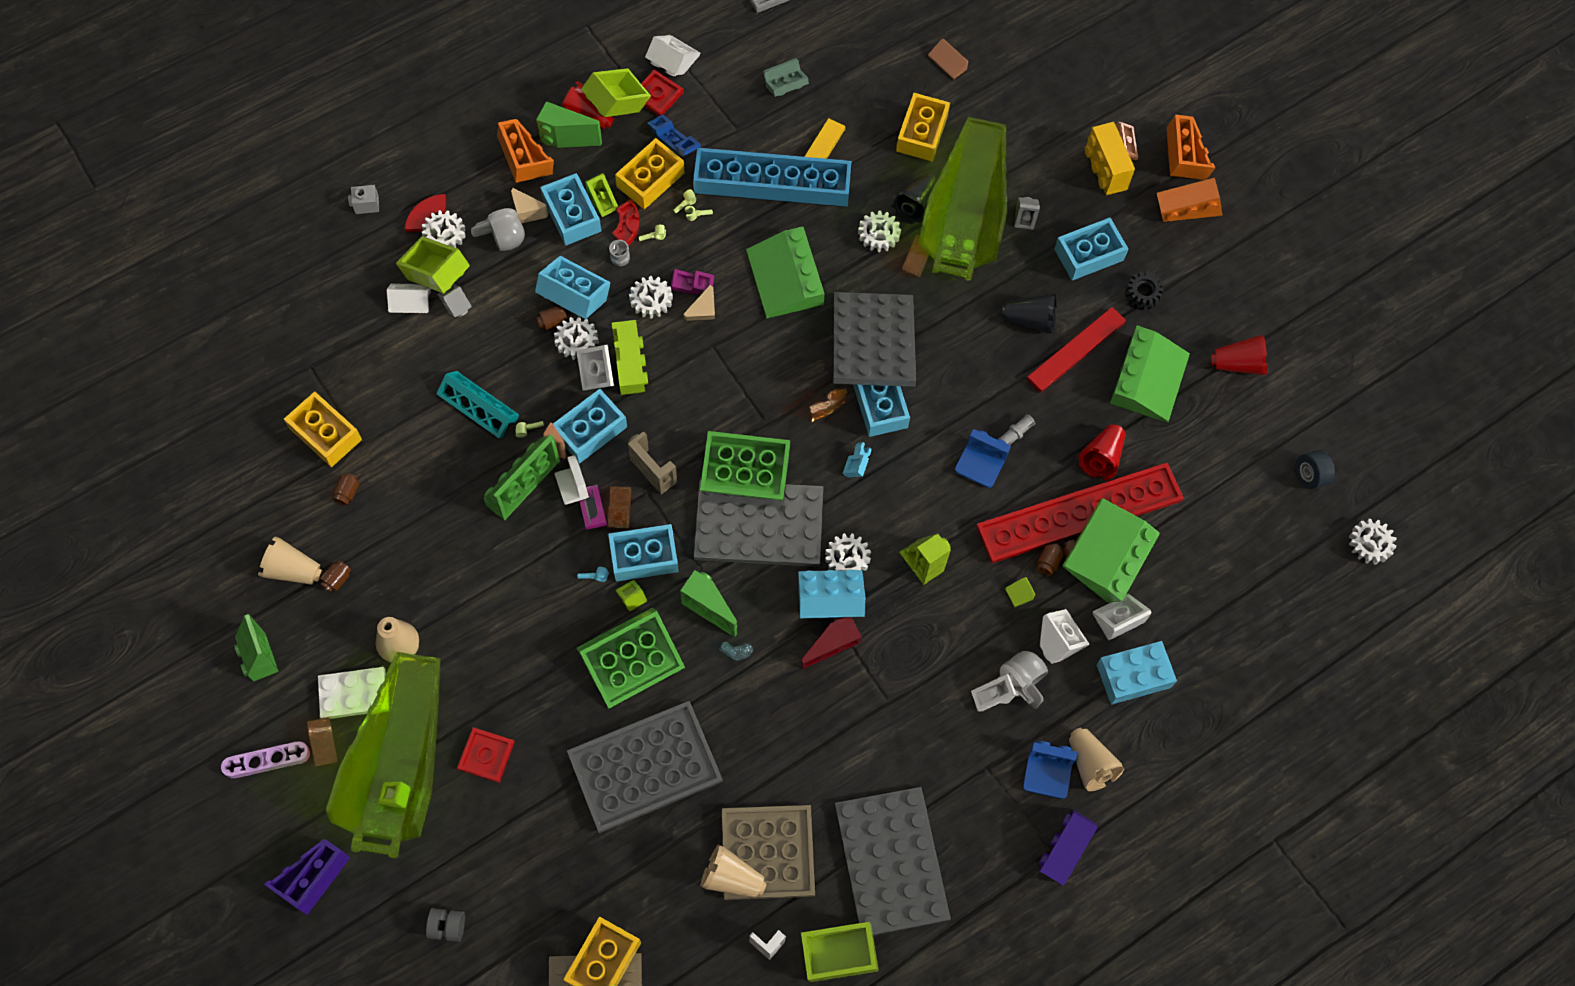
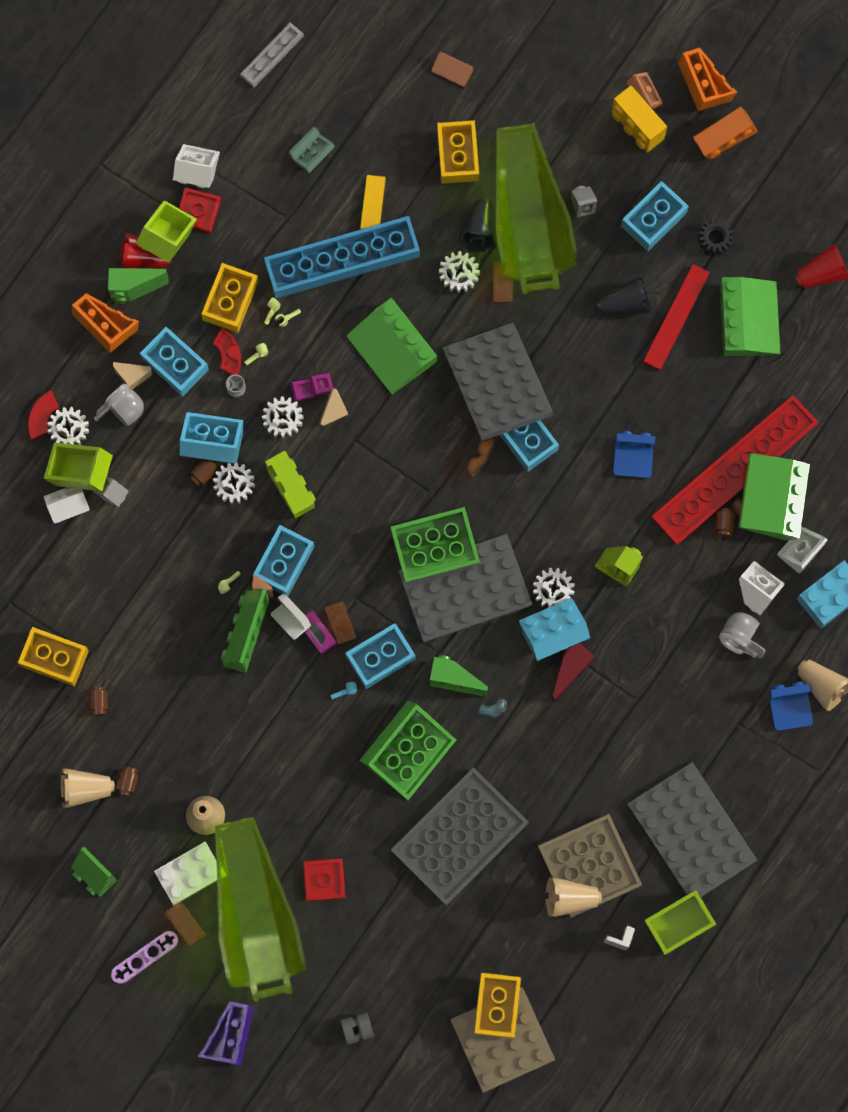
camera: 20 degrees left, 10 degrees up
(394, 794) = (266, 942): lime slope -> none
(477, 396) = (174, 573): teal fence -> none
(595, 367) = (265, 505): white slope -> none
(601, 195) = (195, 336): lime slope -> none
(631, 595) = (384, 695): lime slope -> none
(660, 478) = (351, 578): dark tan panel -> none
(671, 137) = (234, 253): blue slope -> none
(857, 463) = (528, 501): medium azure plate -> none
(993, 693) = (722, 660): white slope -> none
(1016, 431) = (653, 416): light grey pin -> none
(1020, 592) = (710, 561): lime slope -> none
(1067, 847) = (829, 763): dark purple wedge -> none
(1103, 453) = (736, 407): red cone -> none

